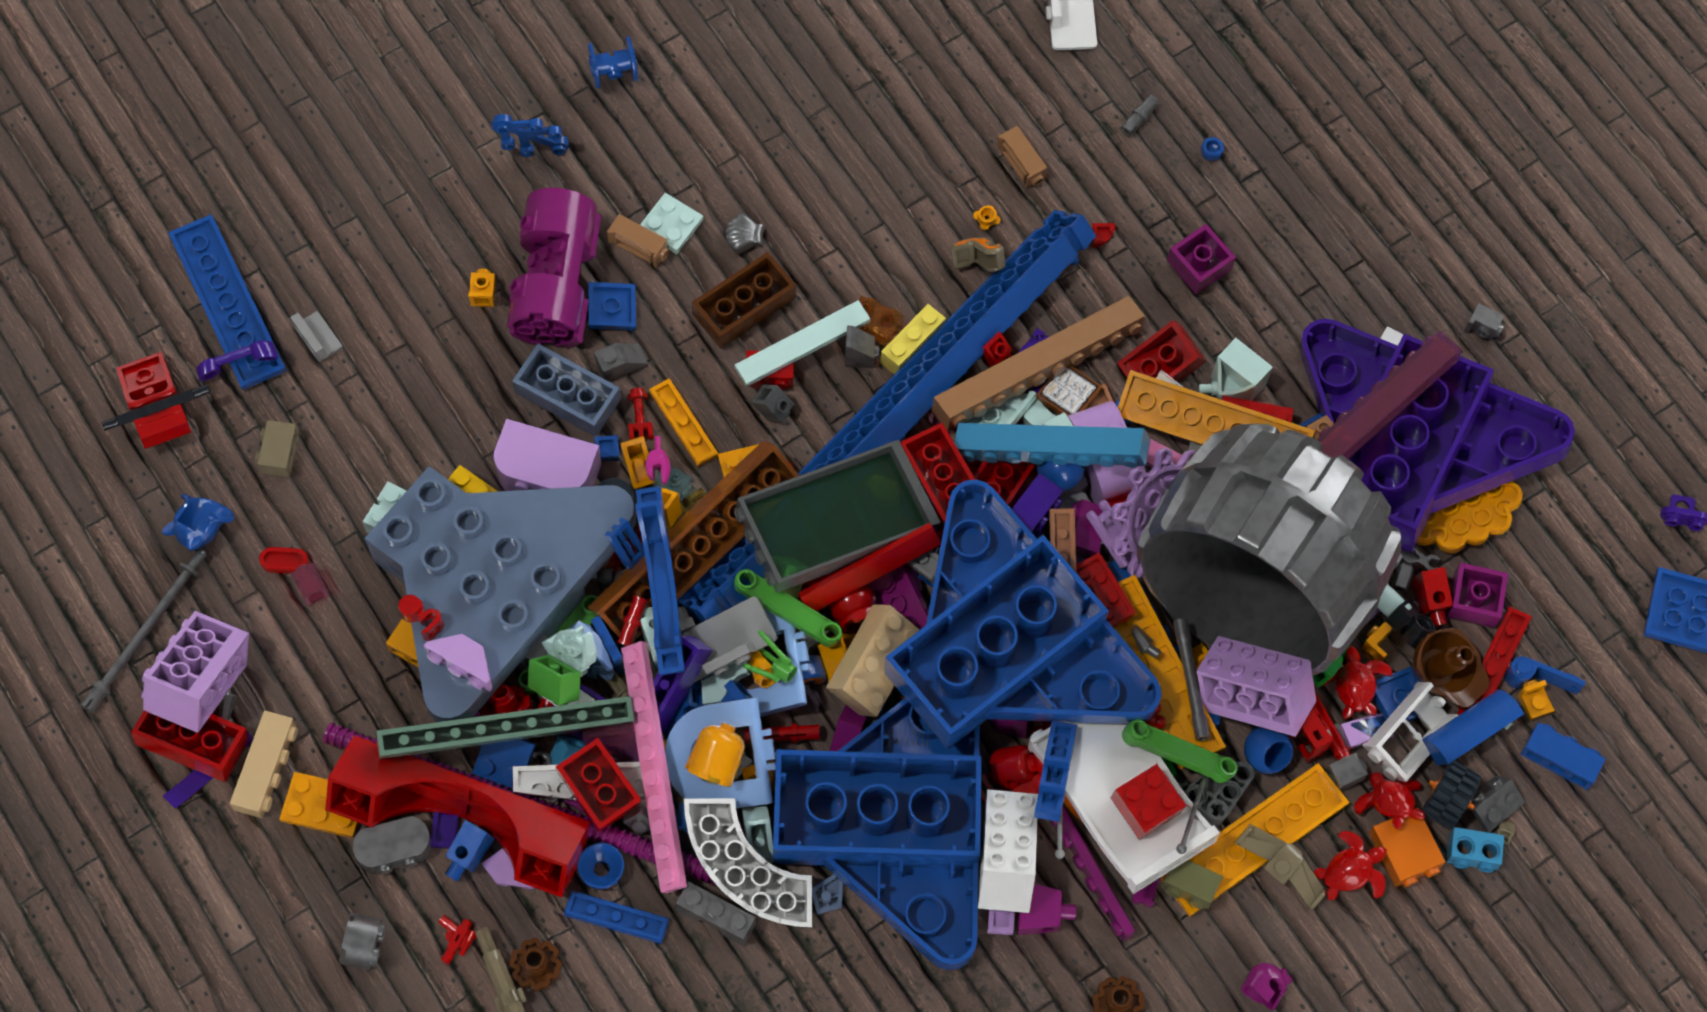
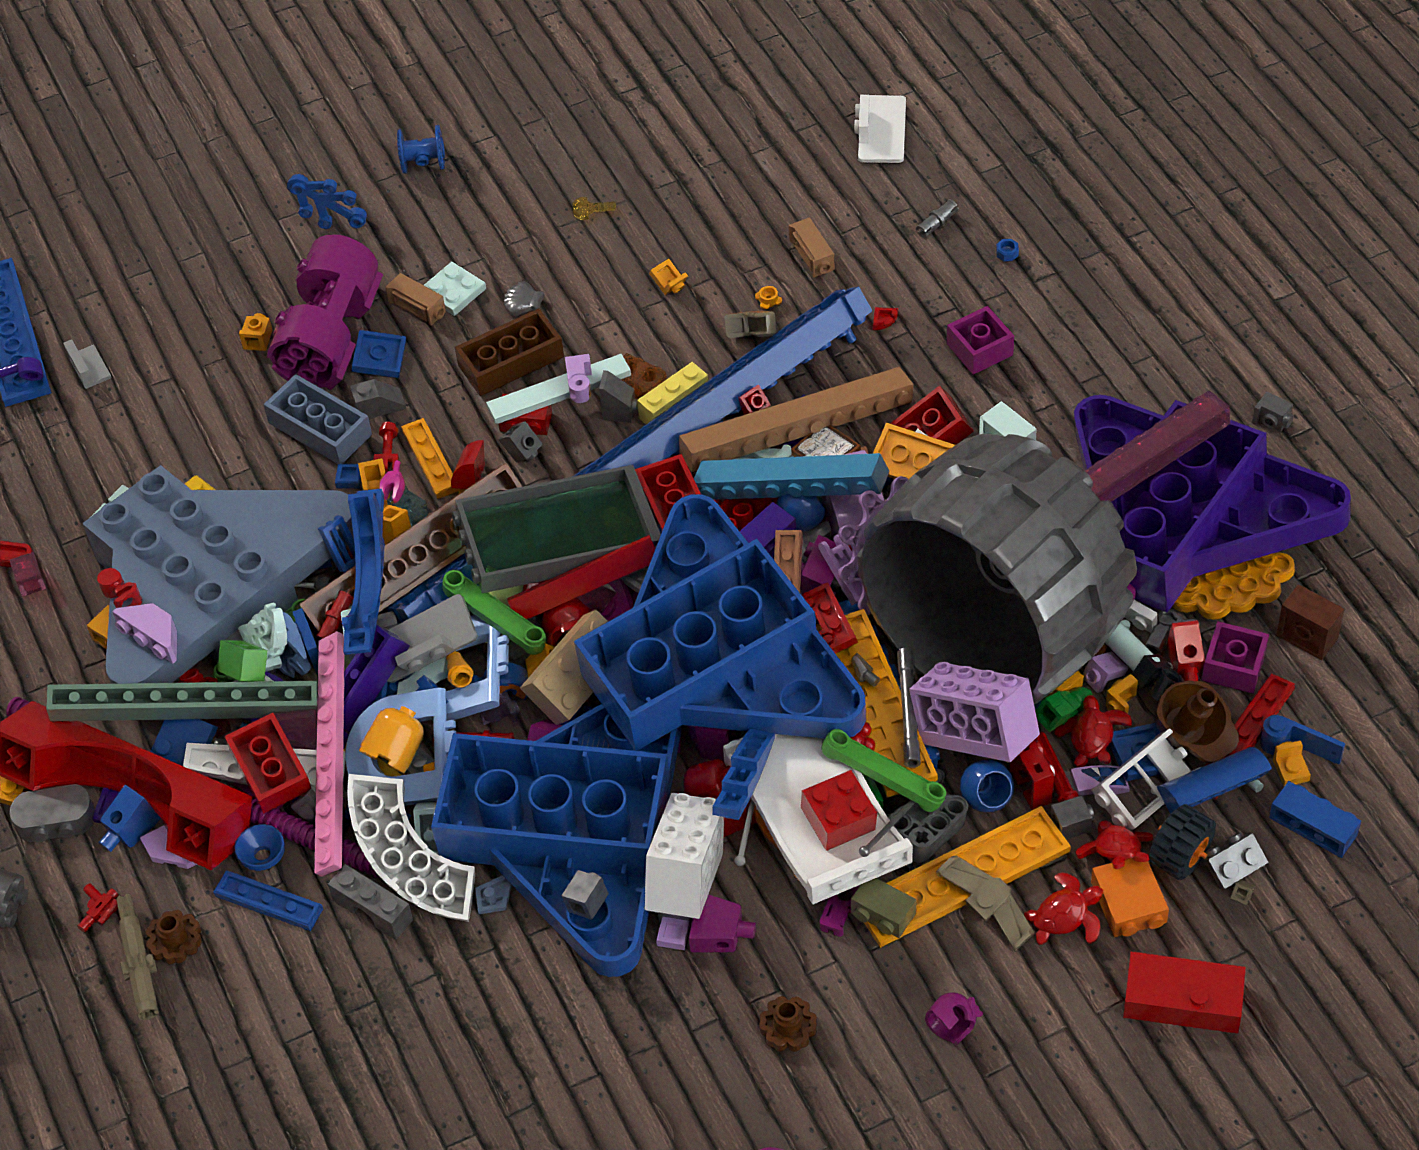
camera: 15 degrees right, 15 degrees down
(277, 448) = (25, 455): dark tan brick -> none
(543, 459) = (273, 465): lavender brick -> none
(726, 434) = (469, 466): none -> red brick
(781, 667) = (475, 664): bright green plant -> none
(787, 126) = (583, 207): none -> clear yellow bar
(823, 340) = (577, 370): none -> lavender leg
(885, 200) = (668, 277): none -> light orange bracket
(923, 900) = (585, 894): none -> flat silver brick
(1095, 880) = (780, 899): magenta plate -> none
(1466, 941) = (1184, 992): none -> red brick
(1474, 843) = (1207, 897): dark azure brick -> none
(1542, 554) = (1310, 622): none -> copper container

